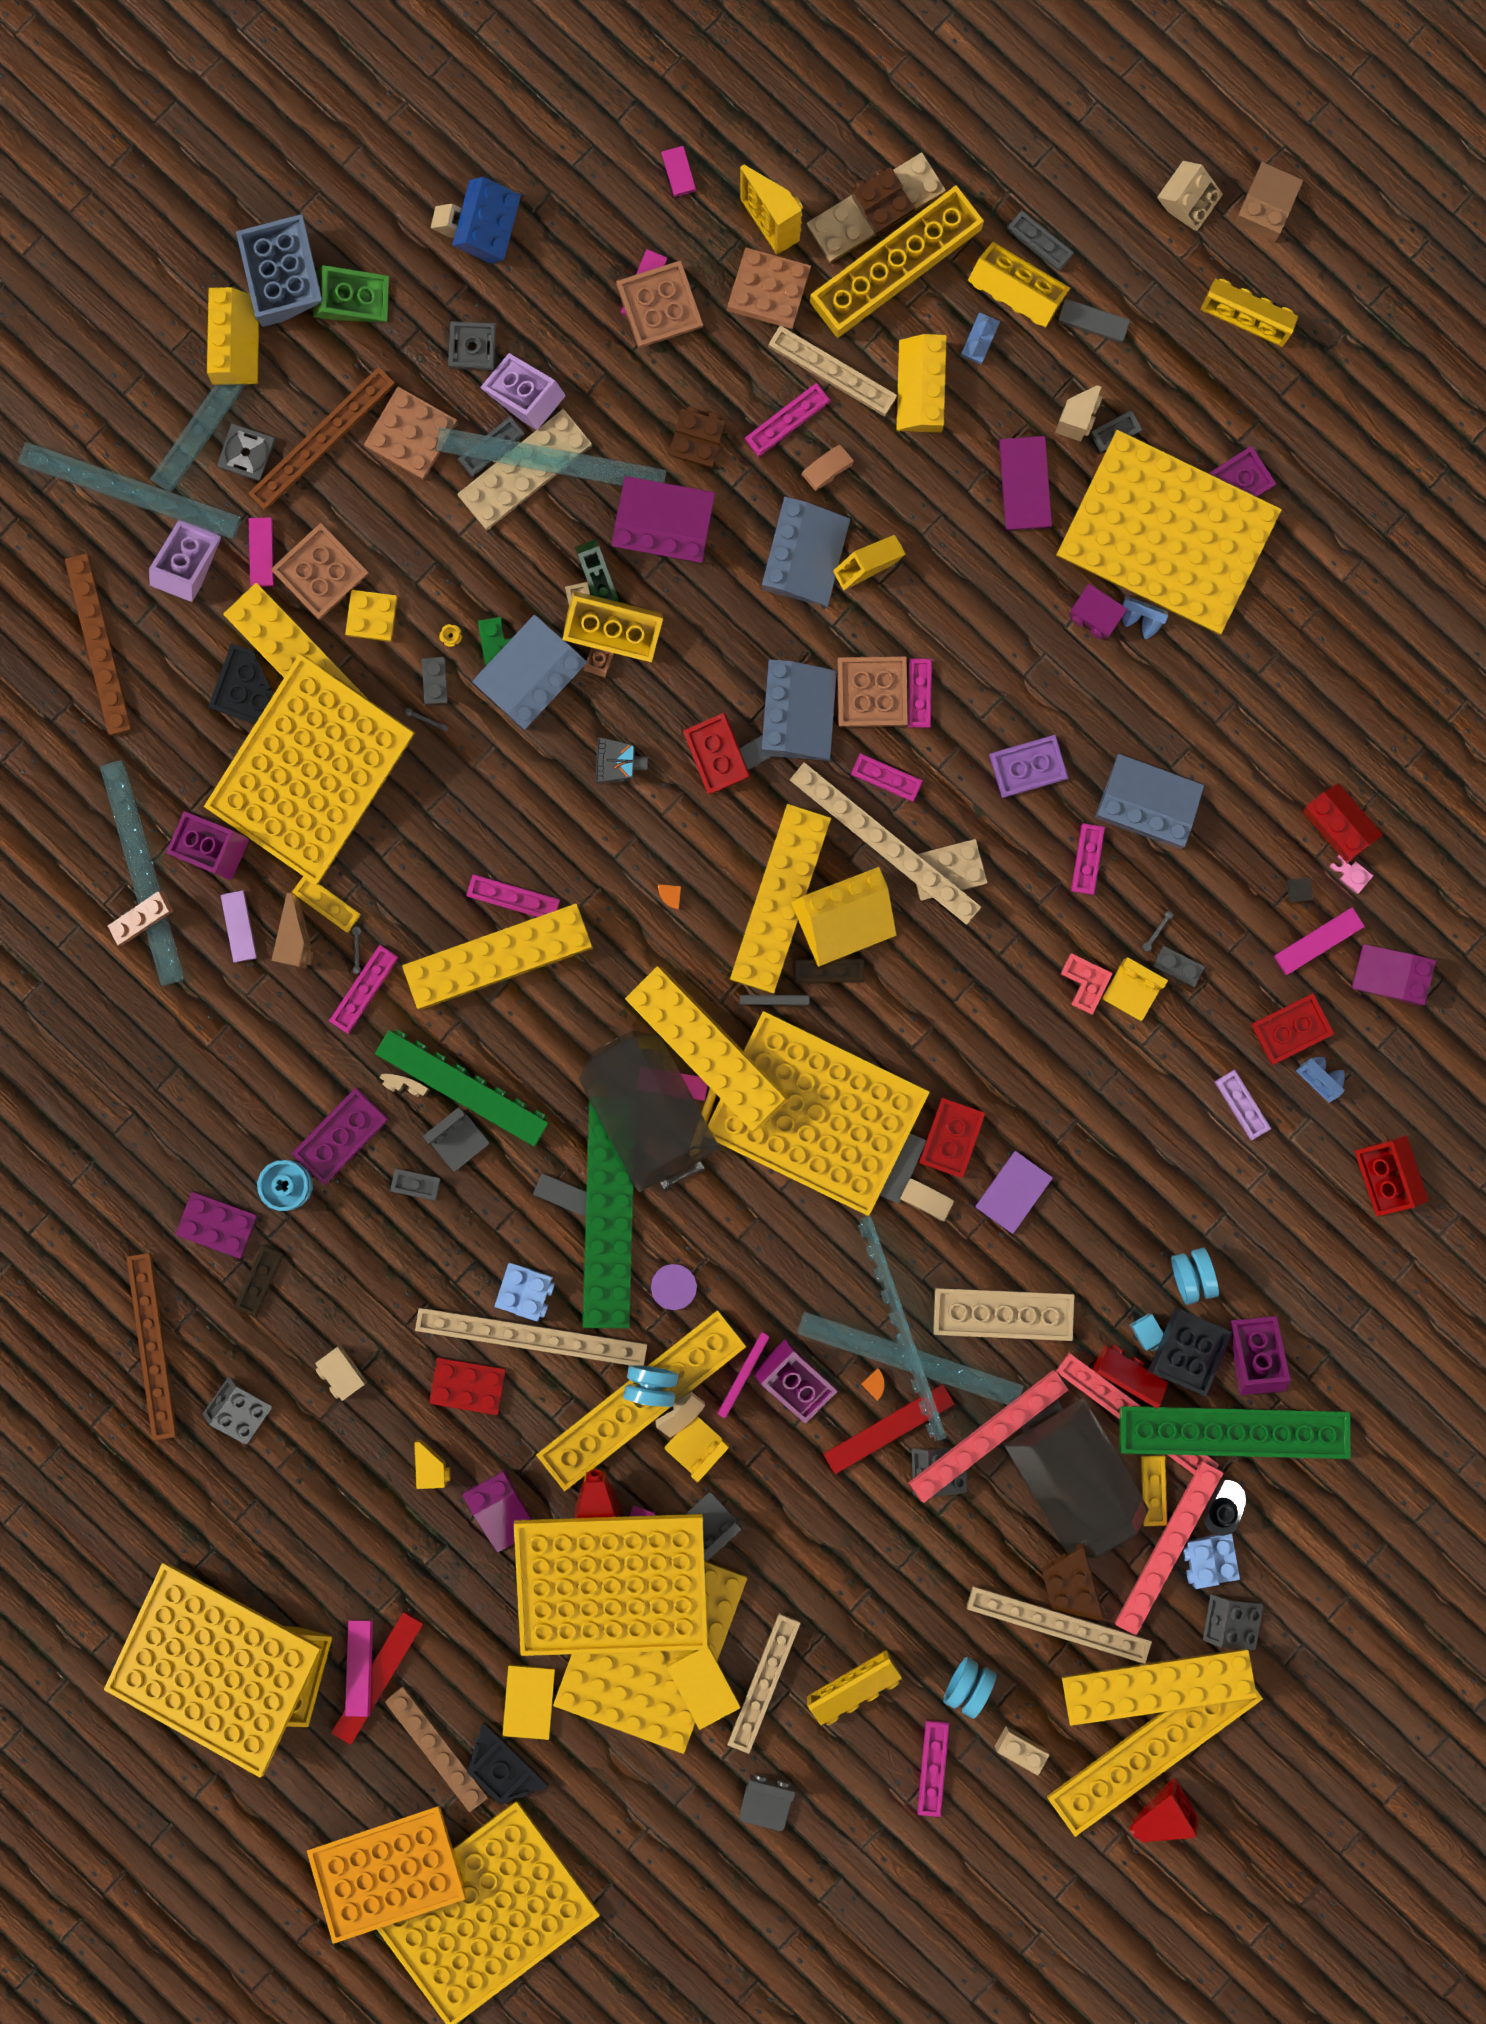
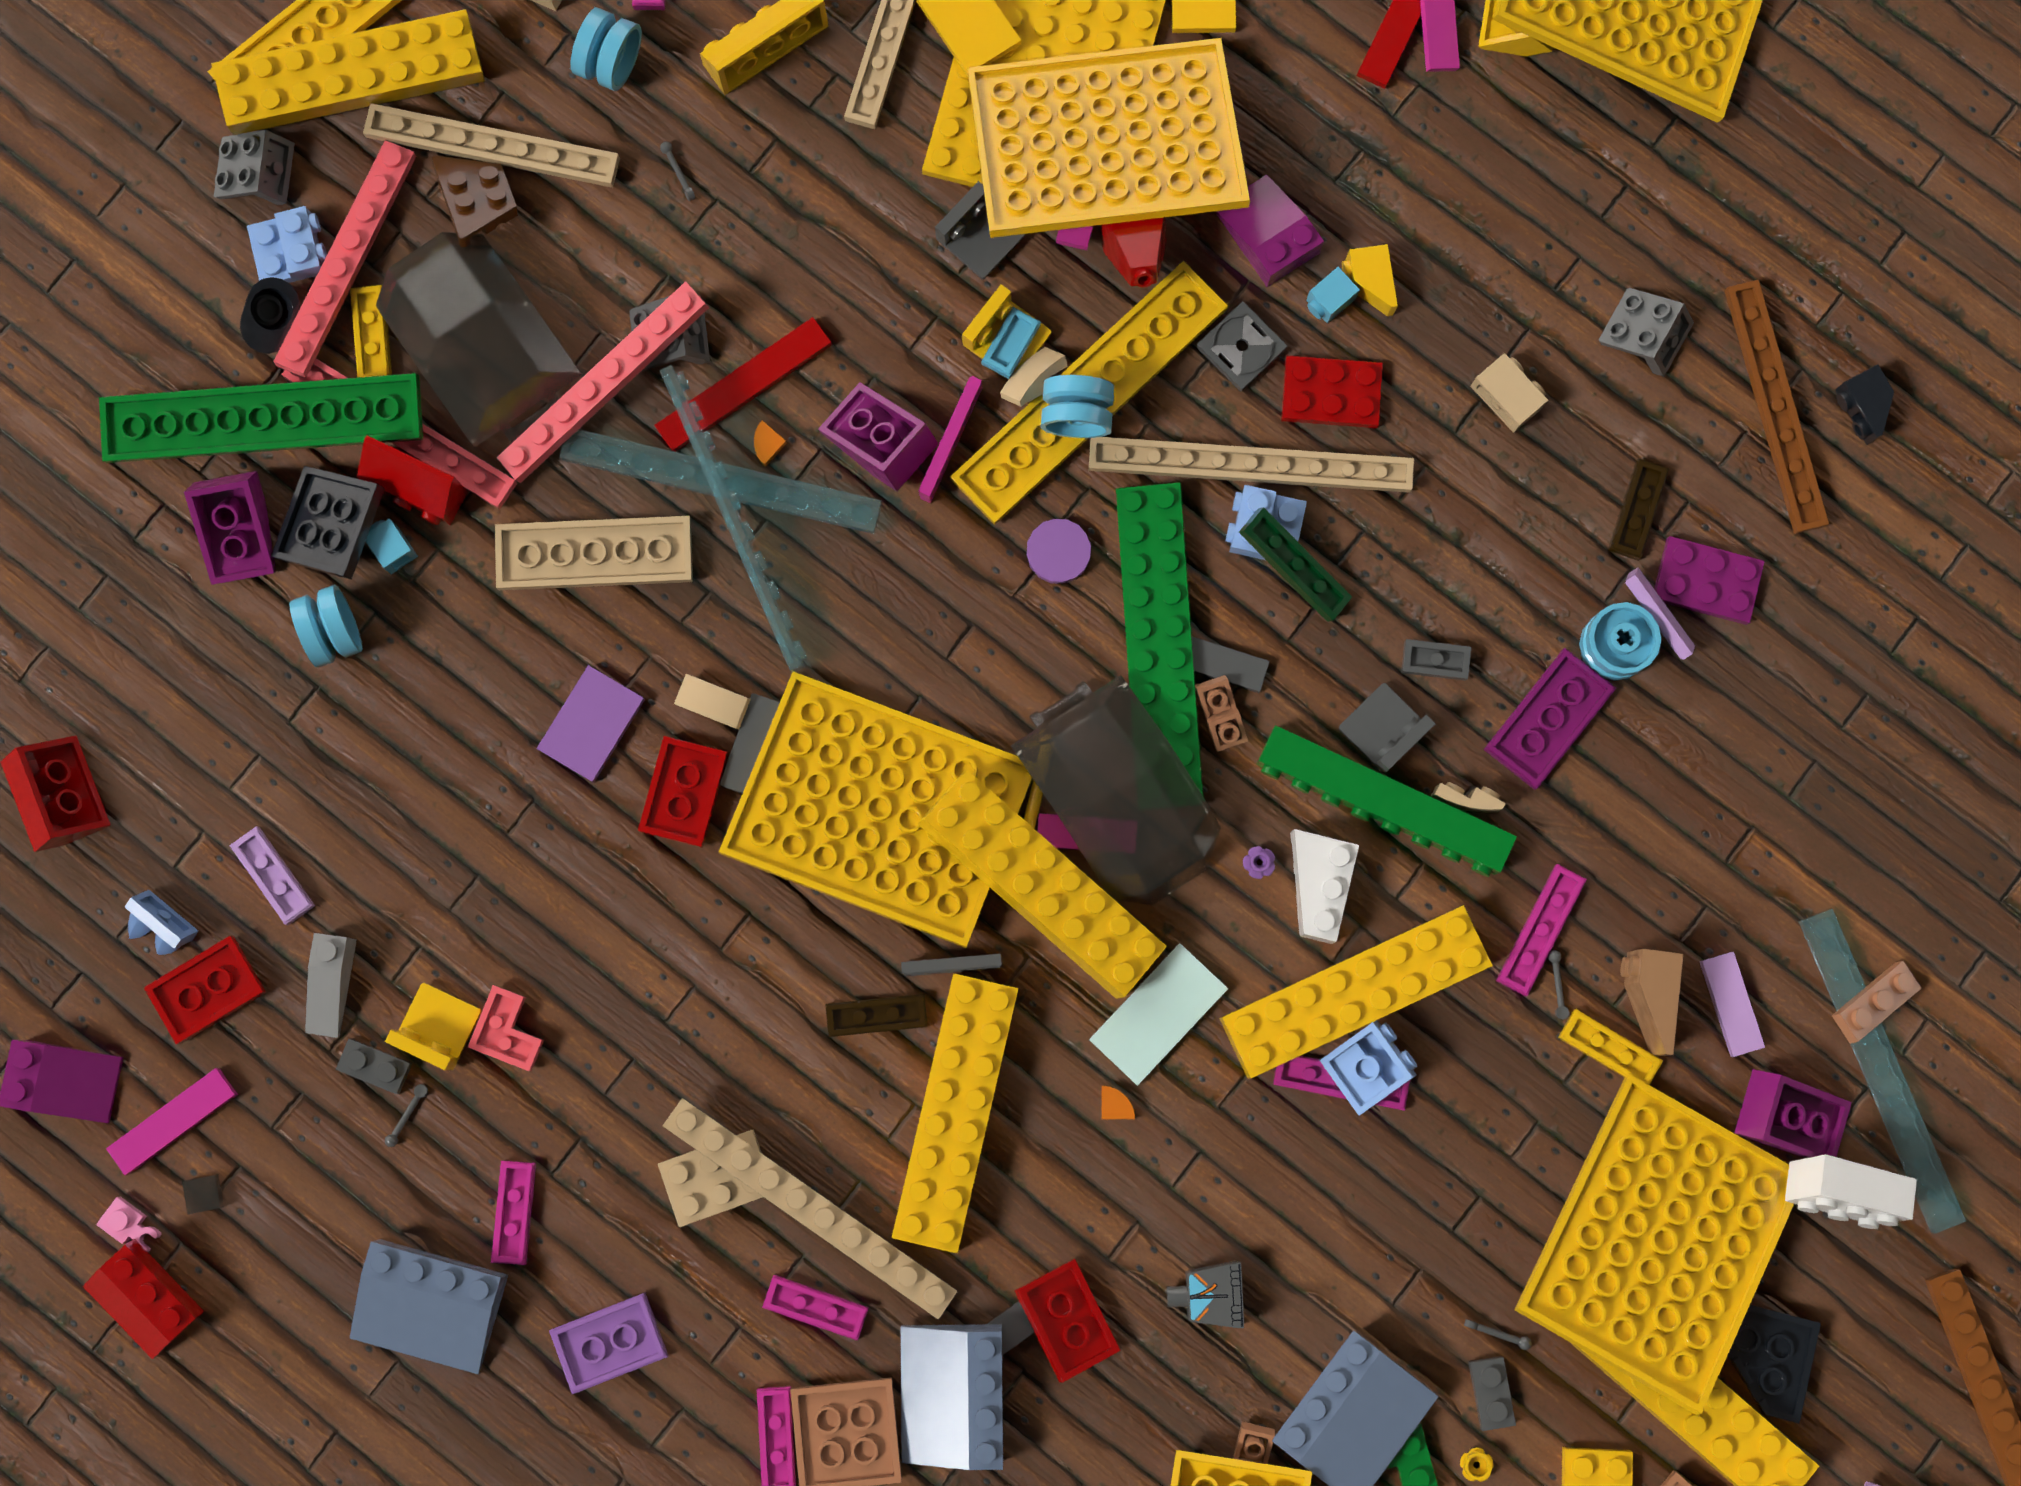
camera: 175 degrees right, 5 degrees down
(86, 1343) = (1867, 402): none -> black slope
(177, 791) = (1850, 1191): none -> white brick
(254, 1202) = (1653, 604): none -> lavender tile
(460, 1456) = (1331, 295): none -> medium azure brick
(493, 904) = (1369, 1066): none -> light blue plate
(507, 1260) = (1295, 564): none -> dark green plate
(512, 1033) = (1322, 881): none -> white wedge
(525, 1412) = (1246, 364): none -> dark grey piece
(555, 1059) = (1255, 870): none -> medium lavender plate
(570, 1160) = (1221, 713): none -> nougat slope
(635, 954) = (1158, 1014): none -> light aqua tile
(694, 1441) = (1011, 343): none -> medium azure tile
(846, 916) = (857, 1094): yellow slope -> none
(931, 1611) = (666, 148): none -> dark grey hinge
(1206, 1025) = (328, 983): none -> light grey slope

